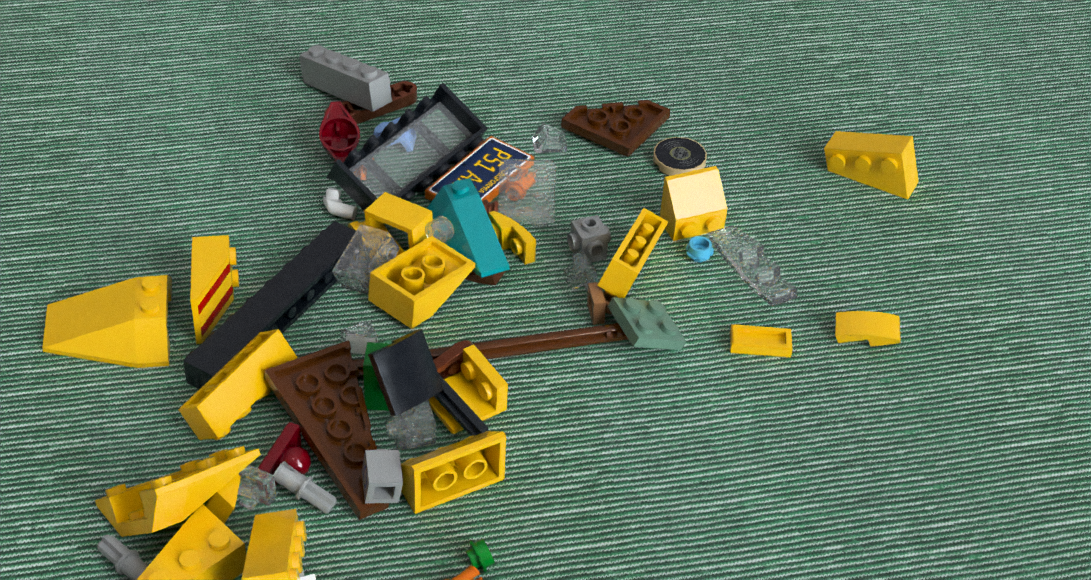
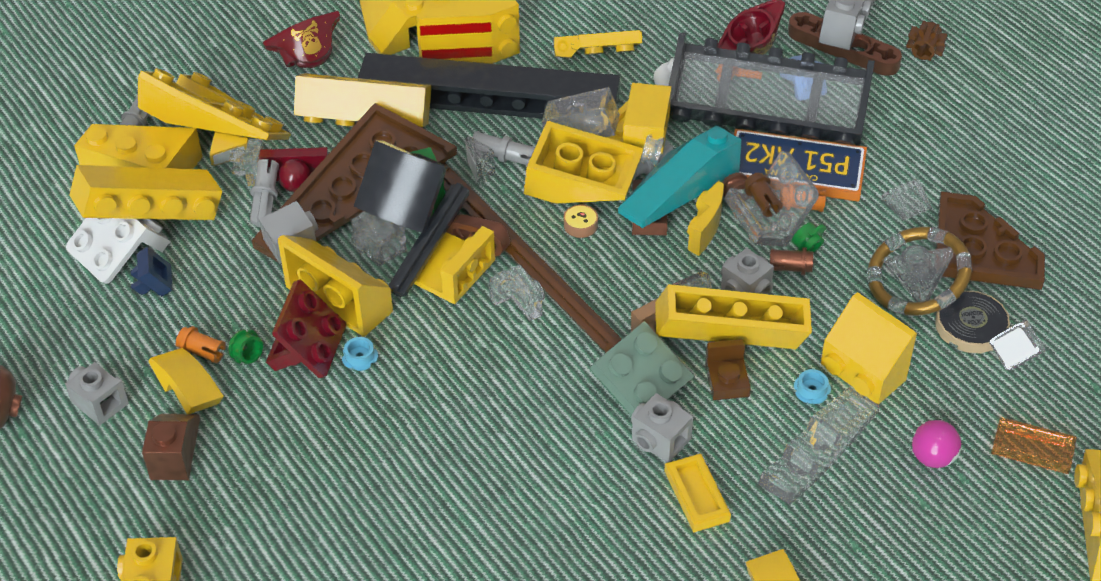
camera: 70 degrees right, 5 degrees up
(125, 400) = (307, 42): none -> dark red hat
(270, 224) = (594, 43): none -> yellow hinge
(353, 317) = (505, 148): none -> light grey pin
(407, 64) = (926, 40): none -> reddish brown gear
(462, 307) = (580, 221): none -> tile
(492, 509) = (305, 332): none -> dark red bracket
(516, 196) = (759, 188): none -> reddish brown pin
(524, 361) = (521, 288): none -> clear bracket
(530, 482) = (359, 353): none -> medium azure plate
(565, 196) = (809, 237): none -> green plate
(581, 209) = (792, 260): none -> copper pin
(629, 158) = (919, 270): none -> clear piece
(661, 285) = (727, 369): none -> reddish brown bracket
(706, 330) = (661, 427): none -> light grey brick
(718, 142) = (1016, 345): none -> slope
(783, 210) = (936, 444): none -> dark pink piece
(795, 174) = (1034, 445): none -> clear orange tile

